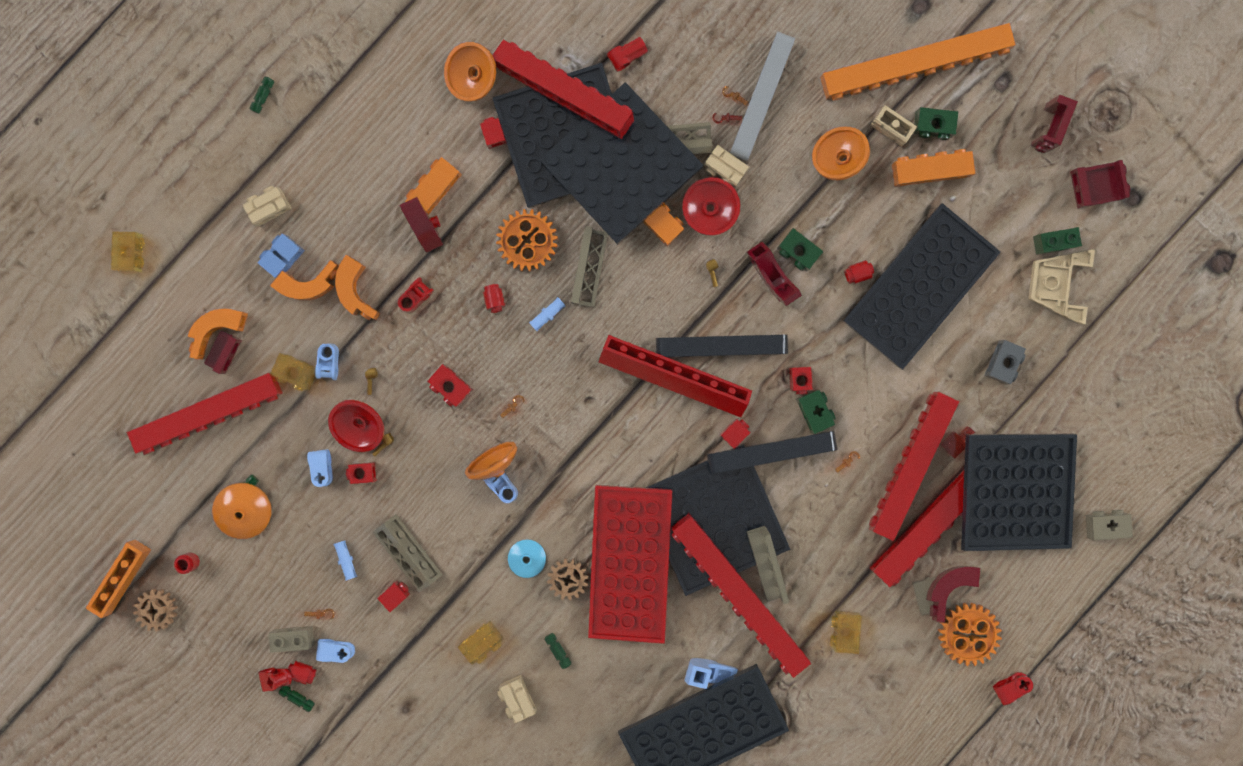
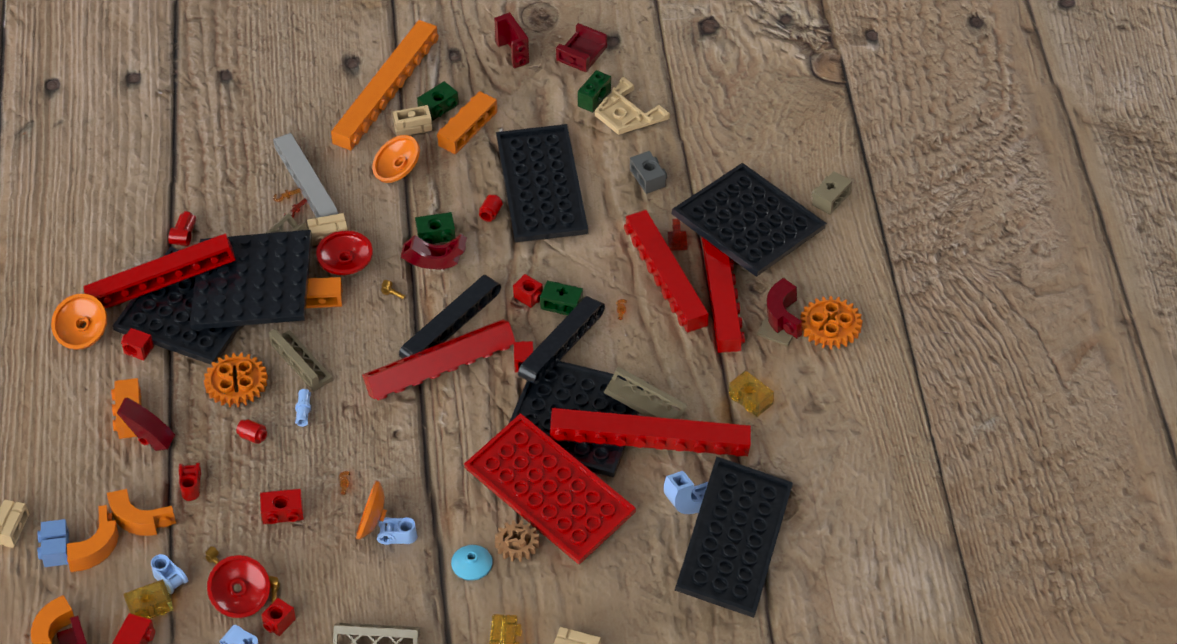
camera: 45 degrees left, 40 degrees down
(557, 650) = (567, 593): dark green axle -> none
(1010, 689) = (900, 323): red piece -> none

